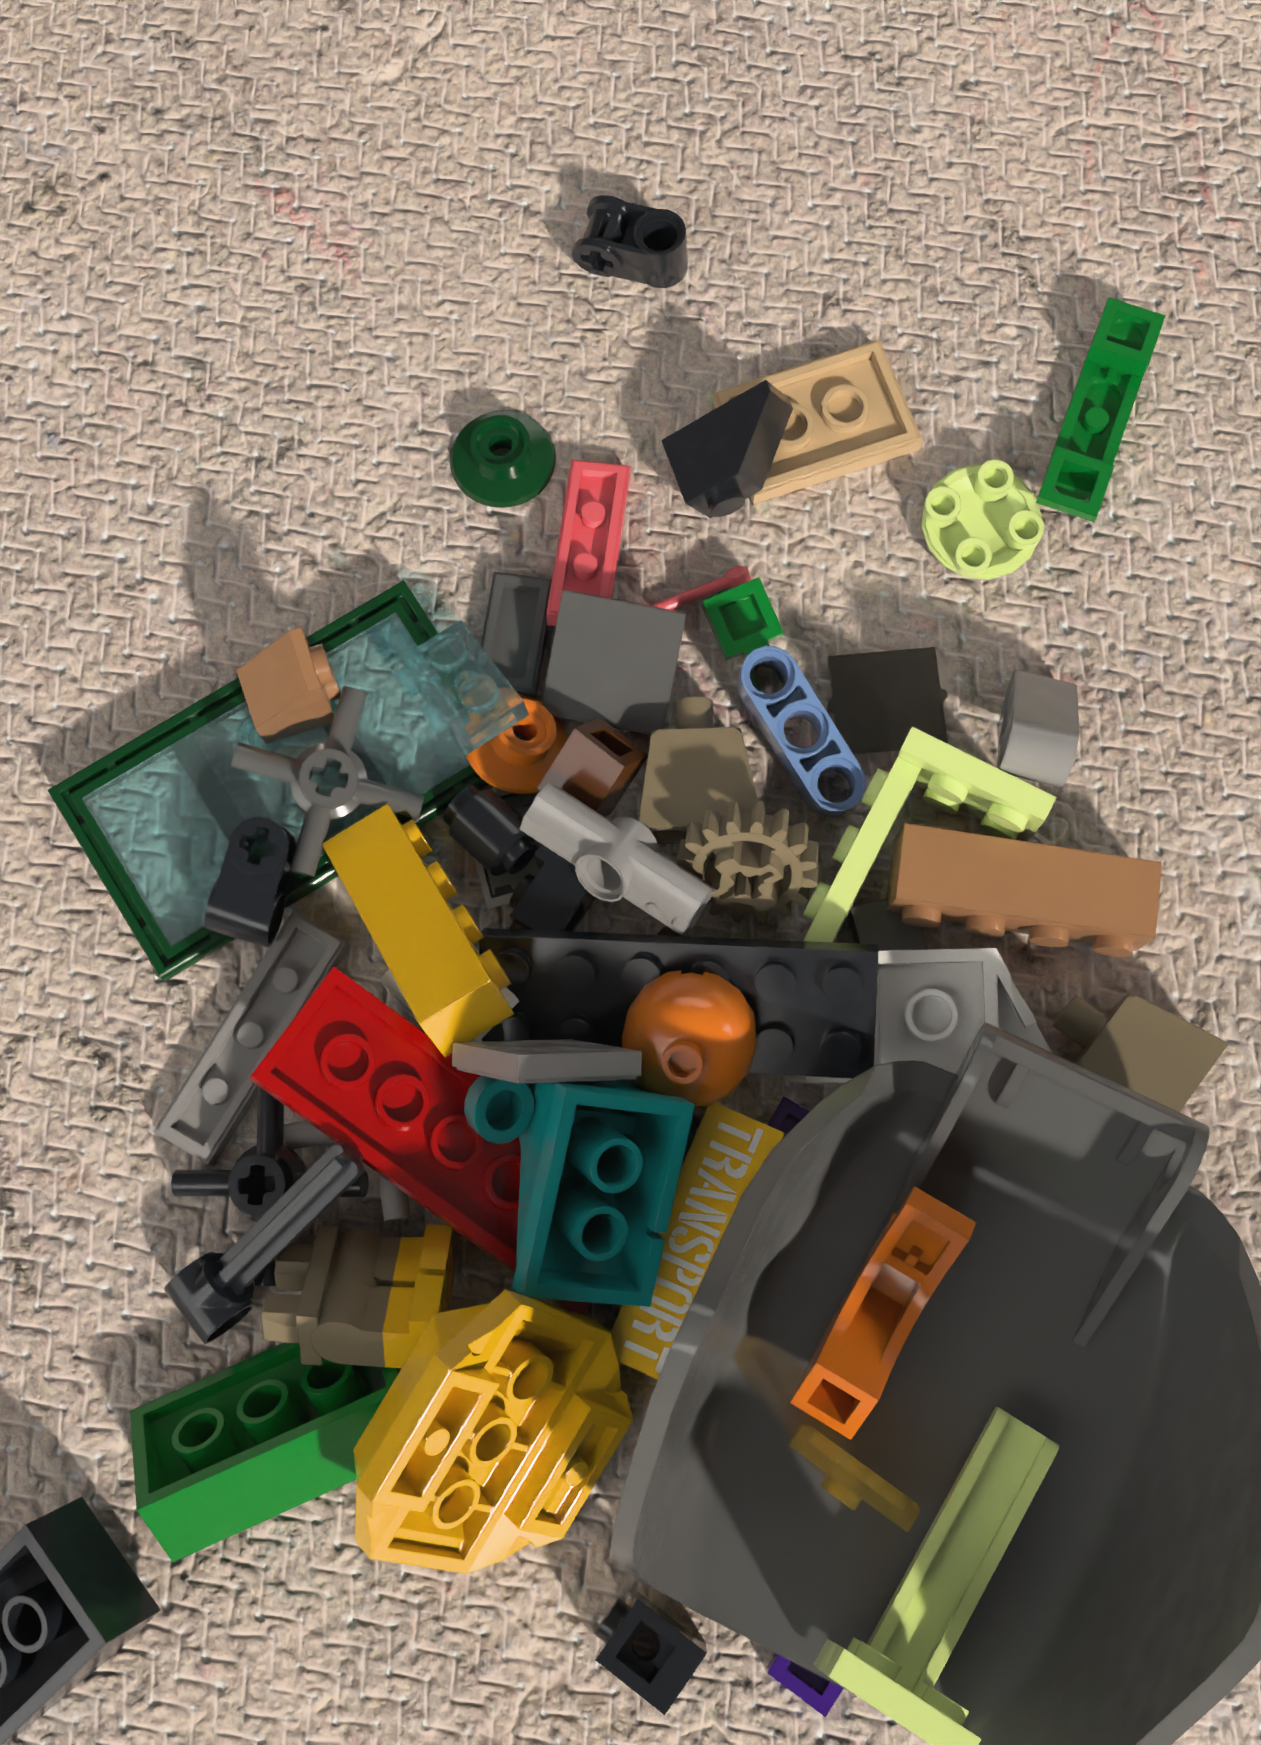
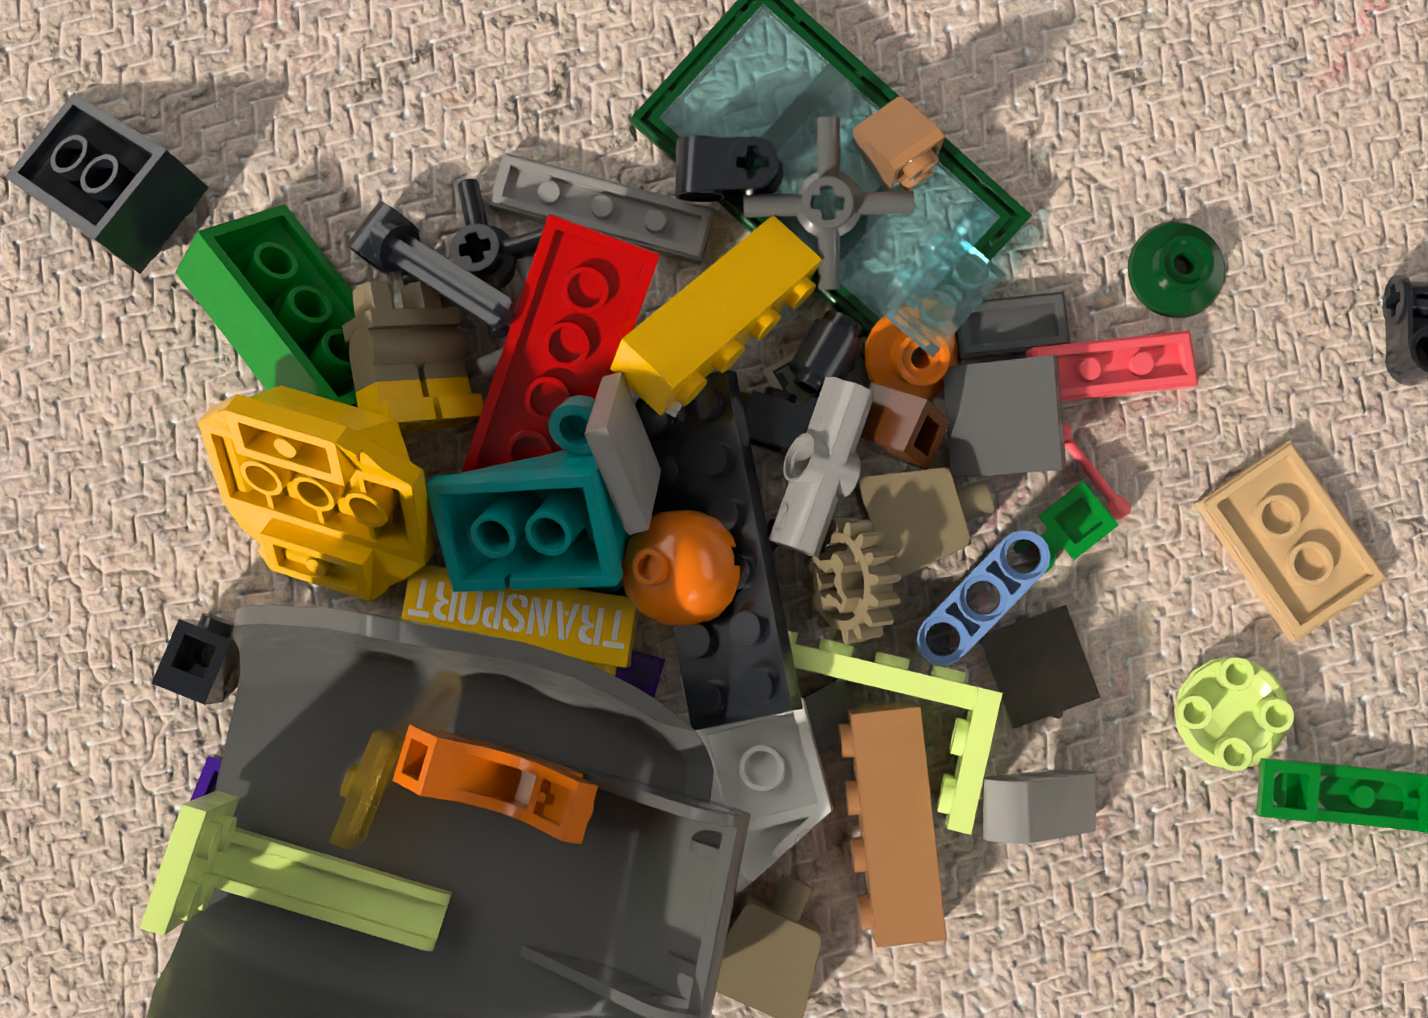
camera: 70 degrees right, 10 degrees up
(729, 450) = (1233, 468): black slope -> none

